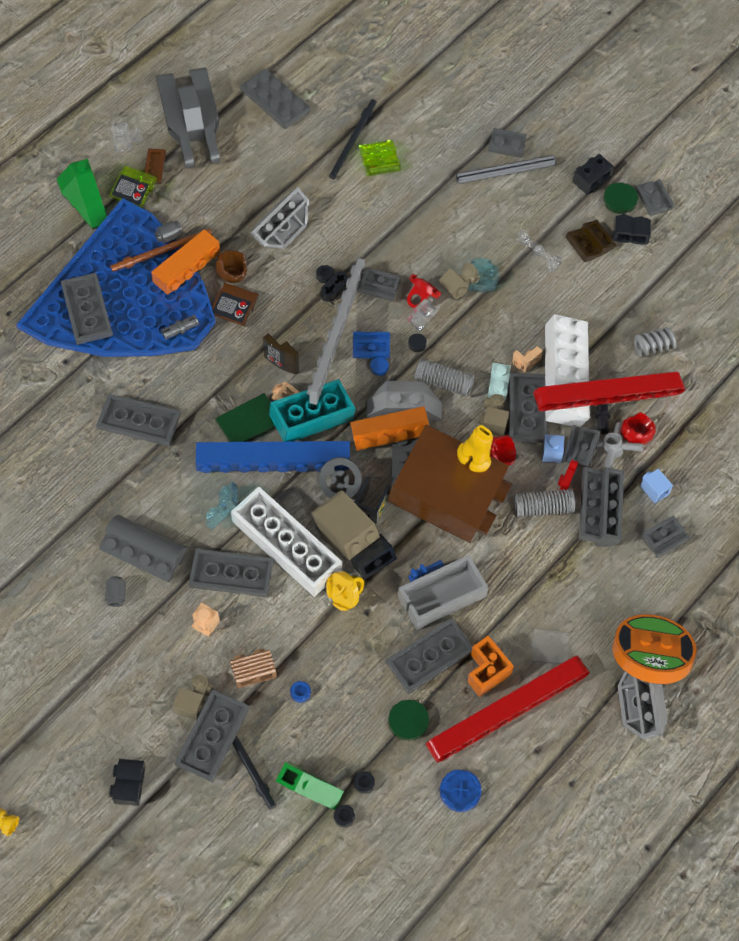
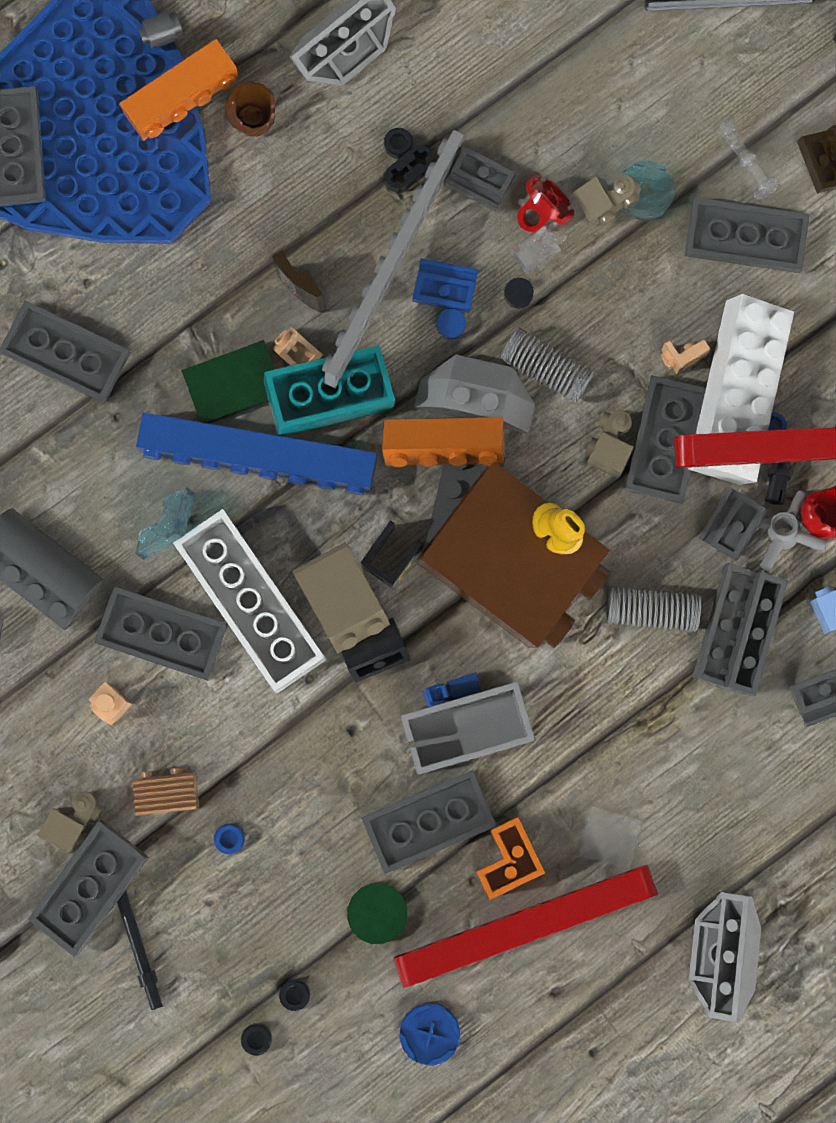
camera: 15 degrees right, 20 degrees up
(129, 262) = (90, 72): dark orange bar -> none
(179, 327) = (151, 205): dark grey pin -> none
(234, 304) = (245, 174): slope -> none
(309, 785) = (211, 988): slope -> none
(328, 468) = (345, 497): dark grey wheel -> none
(344, 590) = (323, 697): yellow tile -> none
(499, 380) = (632, 383): light aqua plate -> none
(503, 449) = (604, 511): red hair -> none
(548, 289) = (747, 235): none -> dark grey plate
(553, 448) = (688, 519): light blue brick -> none
(565, 480) = (695, 575): red plate -> none
(654, 649) = (761, 883): orange brick -> none

